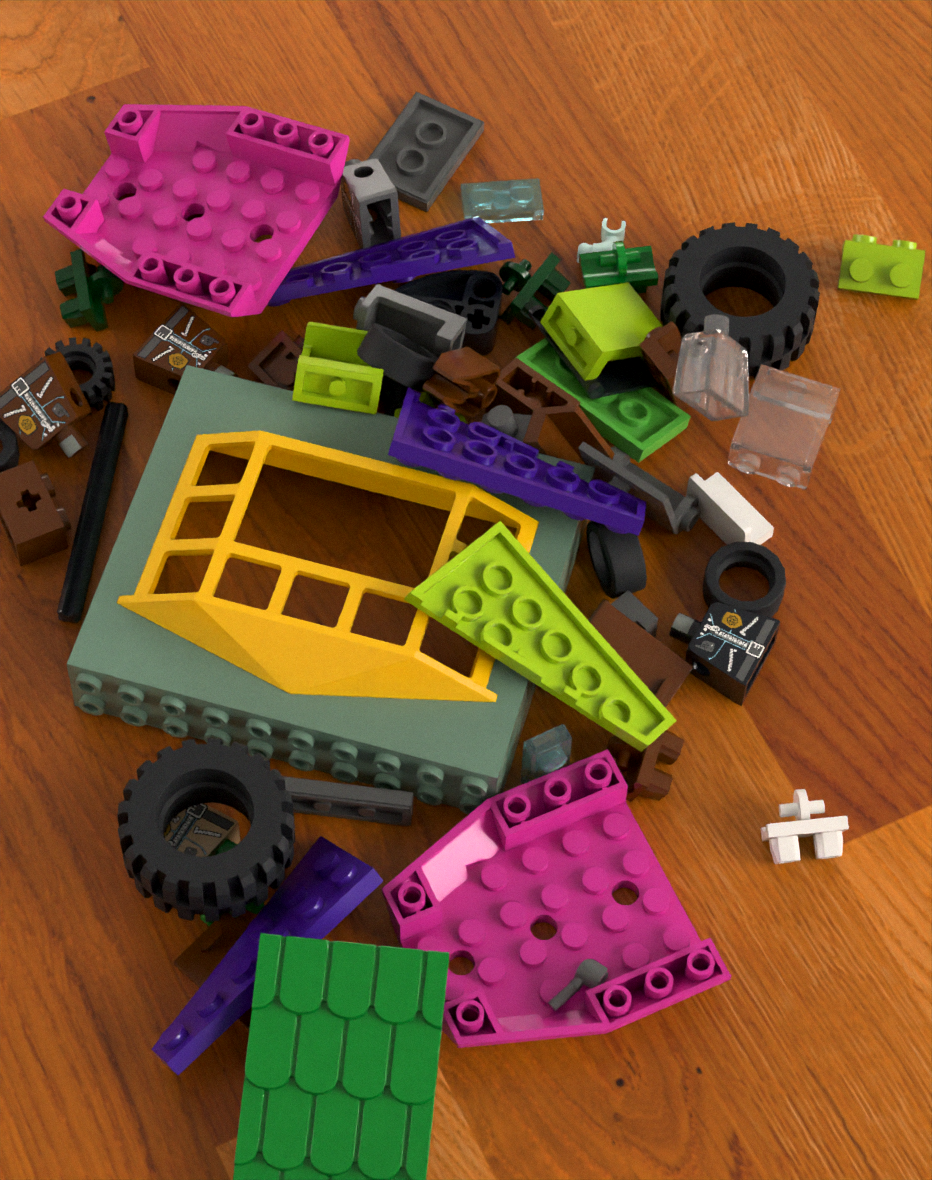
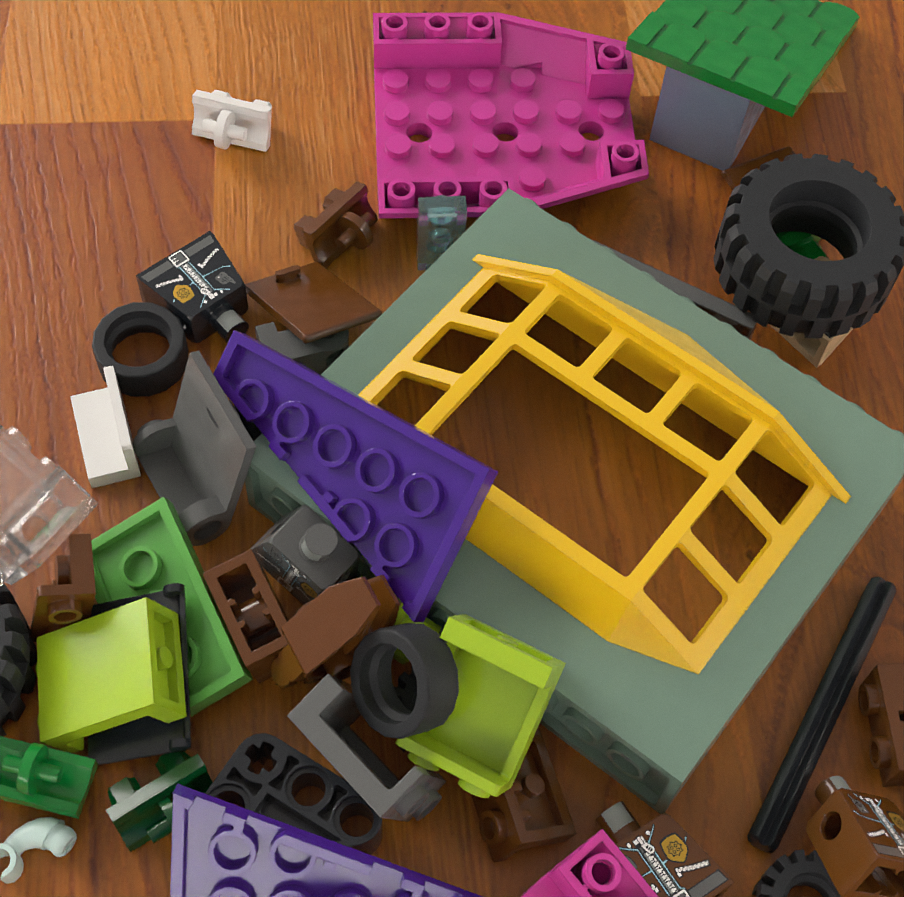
camera: 160 degrees left, 0 degrees up
(306, 905) = (707, 164): dark purple wing -> none
(523, 619) = (411, 290): lime wing -> none
(560, 432) = (251, 522): reddish brown panel -> none
(588, 973) = (491, 66): dark grey hand -> none

